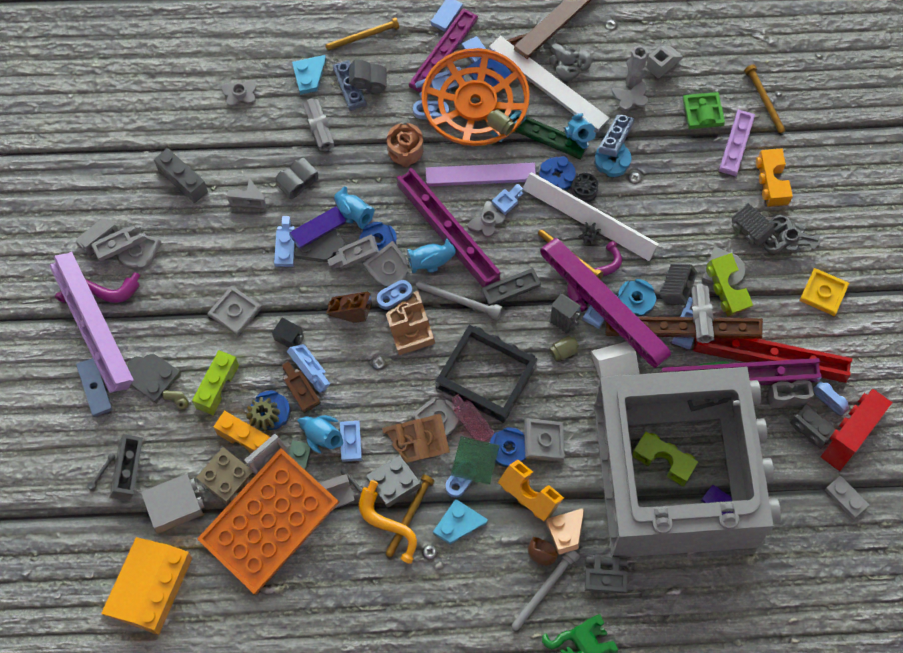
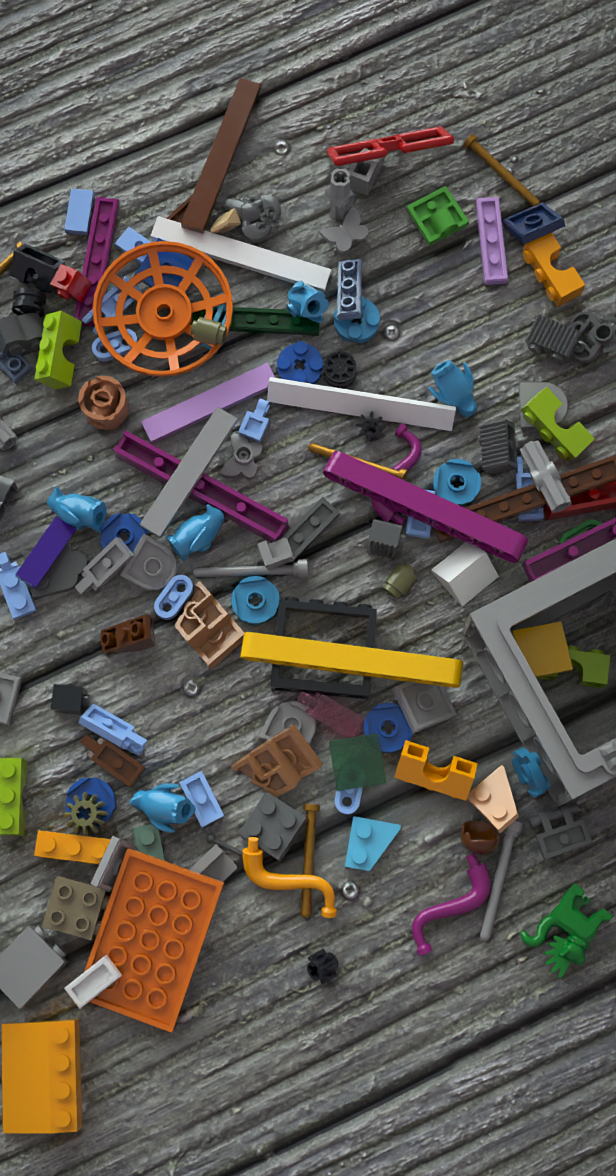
camera: 20 degrees left, 10 degrees up
(214, 532) = (93, 981): none -> white tile
(379, 106) = (52, 367): none -> lime arch
(384, 58) = (28, 302): none -> black wheel
(384, 594) = (322, 966): none -> black gear
(400, 38) = (27, 260): none -> black brick
(418, 56) = (70, 283): none -> red brick
(443, 212) = (188, 472): none -> light grey tile
(445, 312) = (244, 592): none -> dark azure plate
(480, 292) = (276, 553): none -> light grey panel
(503, 385) = (352, 659): none -> yellow beam
(524, 593) = (475, 898): none -> magenta animal
(547, 58) = (226, 222): none -> tan slope
(599, 519) = (528, 771): none -> dark azure plate
(648, 435) = (544, 648): none -> yellow tile
(664, 230) = (454, 387): none -> dark azure animal
(698, 51) = (383, 145): none -> red bar
(772, 140) = (533, 223): none -> dark blue tile

